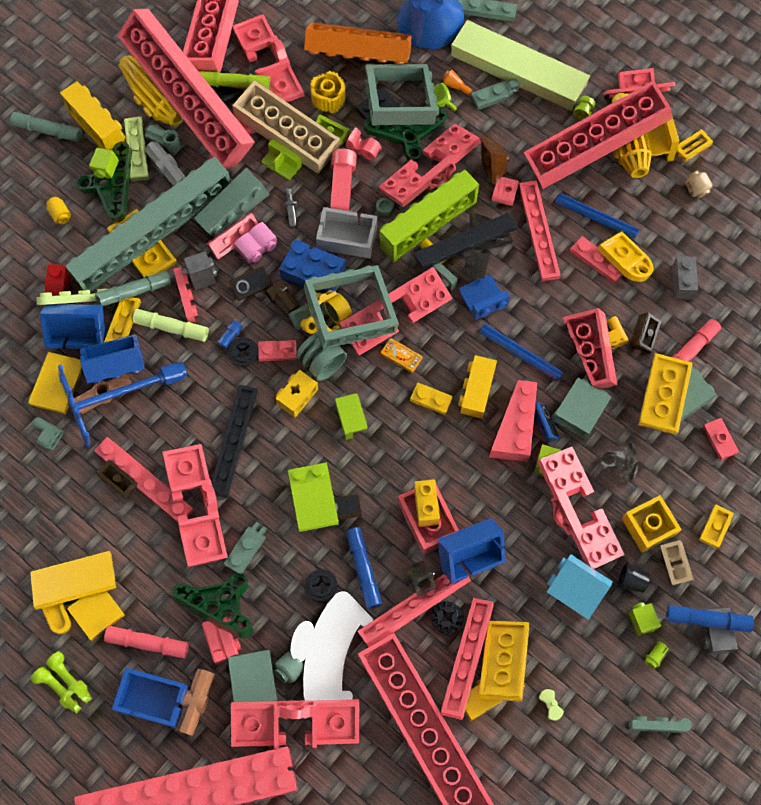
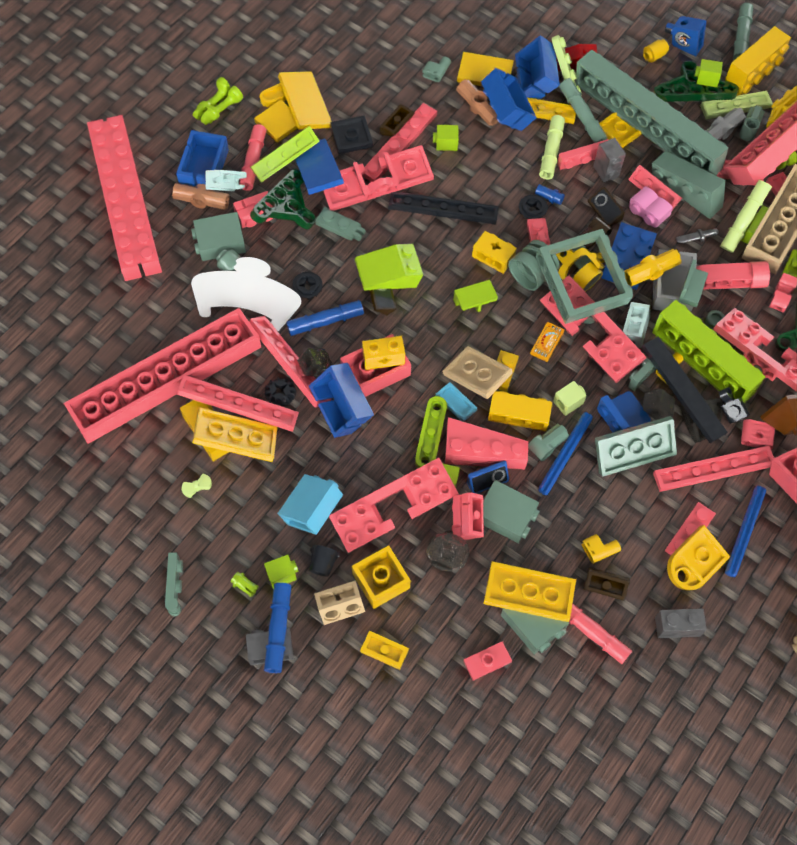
camera: 85 degrees right, 5 degrees down
(44, 177) = (687, 34): none -> blue torso
(128, 530) = (351, 134): none -> black plate
(146, 429) = (446, 137): none -> lime brick
(153, 600) = (284, 154): none -> lime piece
(167, 375) = (499, 147): blue piece -> none
(173, 567) = (319, 168): none -> blue tile
(184, 671) = (224, 180): none -> light aqua hinge
(259, 722) = (181, 291): coral plate -> none
(283, 159) = (745, 216): none -> yellowish green piece
(341, 245) = (652, 267): none -> yellow piece
(362, 214) = (693, 286): none -> sand green panel
(392, 272) = (637, 322): none -> light aqua hinge
(437, 421) = (477, 372): none -> tan tile
(463, 445) = (457, 402): none -> medium azure tile
(466, 341) = (569, 398): none -> yellowish green brick
(482, 205) = (734, 408): none -> plate
(499, 470) = (431, 431): none -> lime plate
(513, 369) = (545, 444): none -> sand green piece
(520, 289) = (636, 446): none -> plate
(593, 345) = (577, 520): coral wedge -> none
(595, 440) = (468, 516): none -> coral brick

